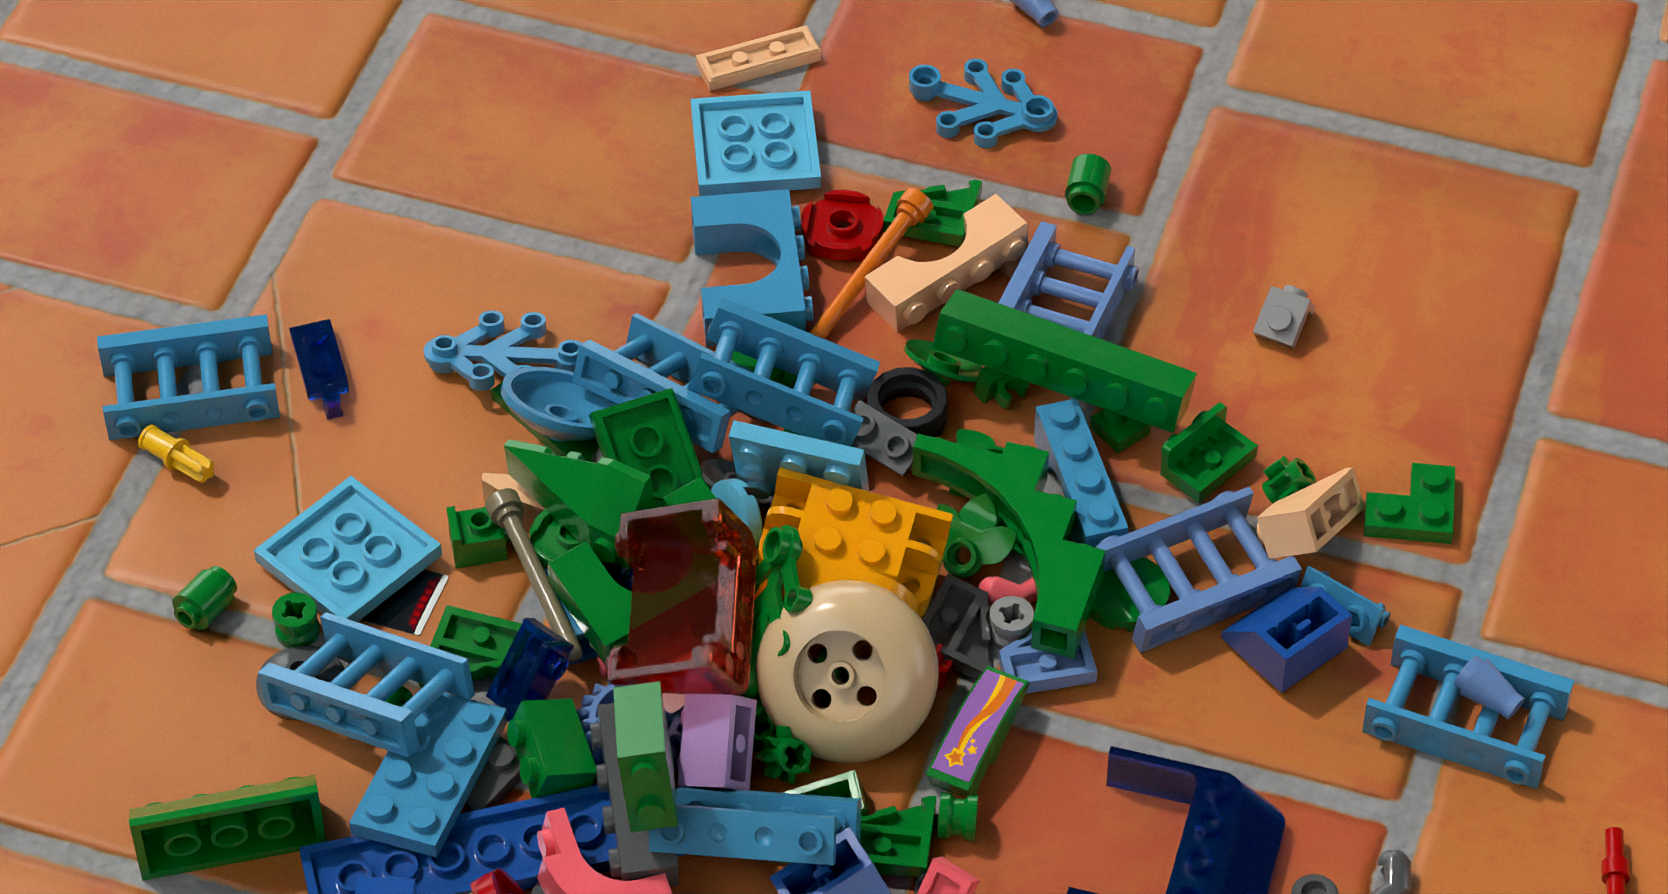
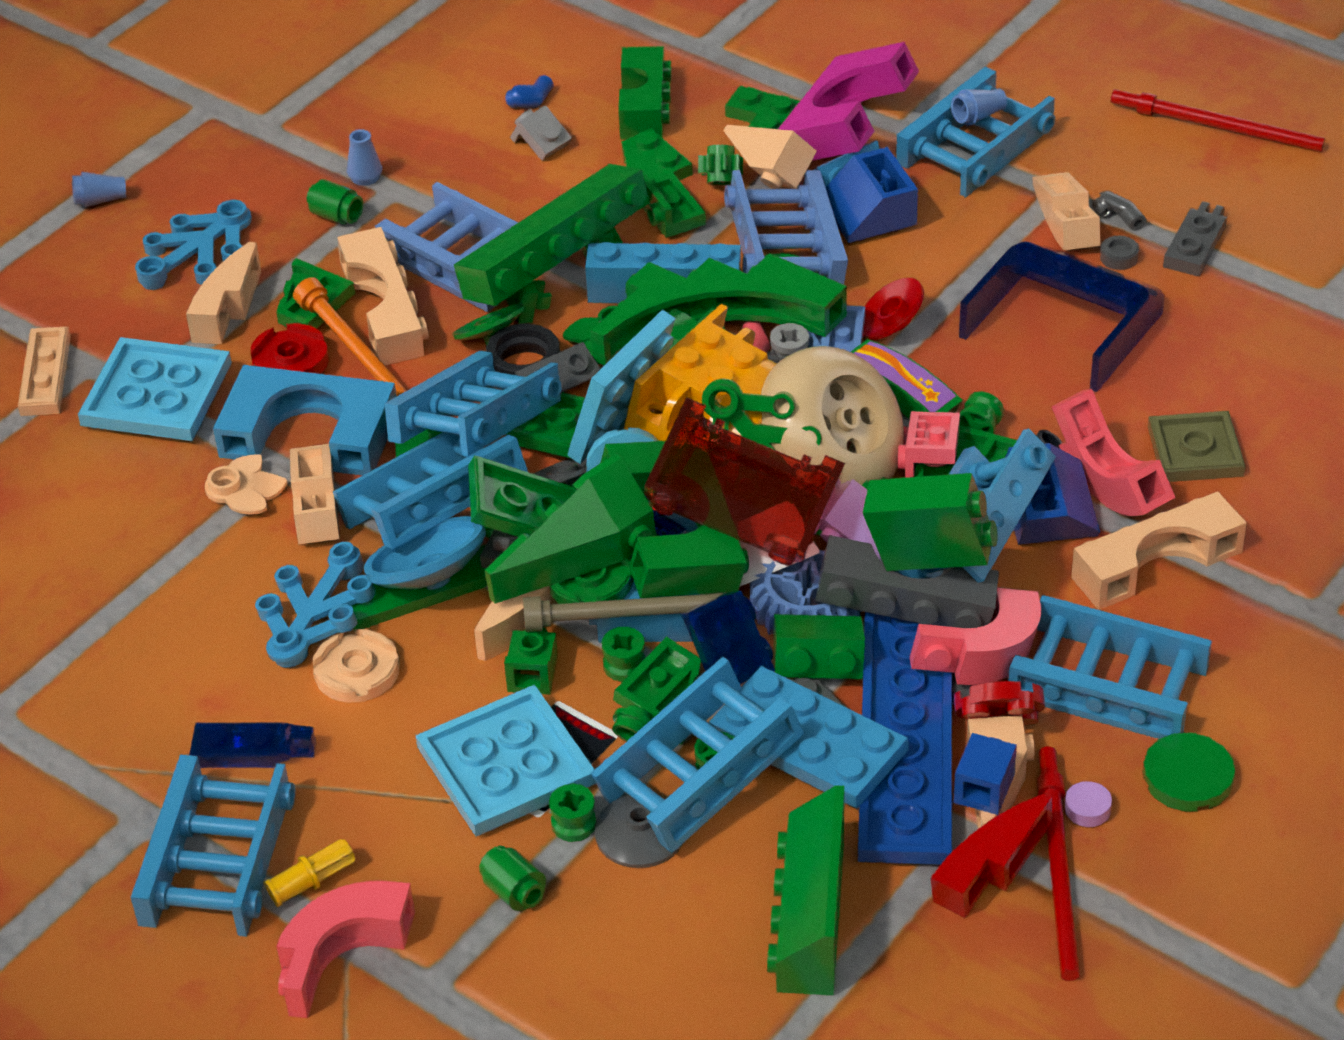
camera: 70 degrees left, 5 degrees down
(104, 482) = (337, 922): none -> coral arch
(418, 629) = (629, 721): none -> green plate
(442, 412) = (356, 666): none -> light nougat tile
(516, 598) = (622, 652): none -> green wheel
(649, 253) = (244, 485): none -> light nougat plate
(659, 297) = (313, 494): none -> light nougat slope
(880, 771) = (929, 440): none -> coral bracket
(909, 147) = (224, 296): none -> light nougat slope
(1104, 698) = (892, 308): none -> red dish
(1163, 183) = (363, 162): none -> medium blue cone
(1286, 425) = (654, 156): none -> green wing
(1353, 291) = (529, 95): none -> blue arm
(1360, 826) = (1067, 210): none -> light nougat slope
(1365, 394) = (644, 91): none -> green arch
(1488, 558) = (831, 110): none -> dark pink arch

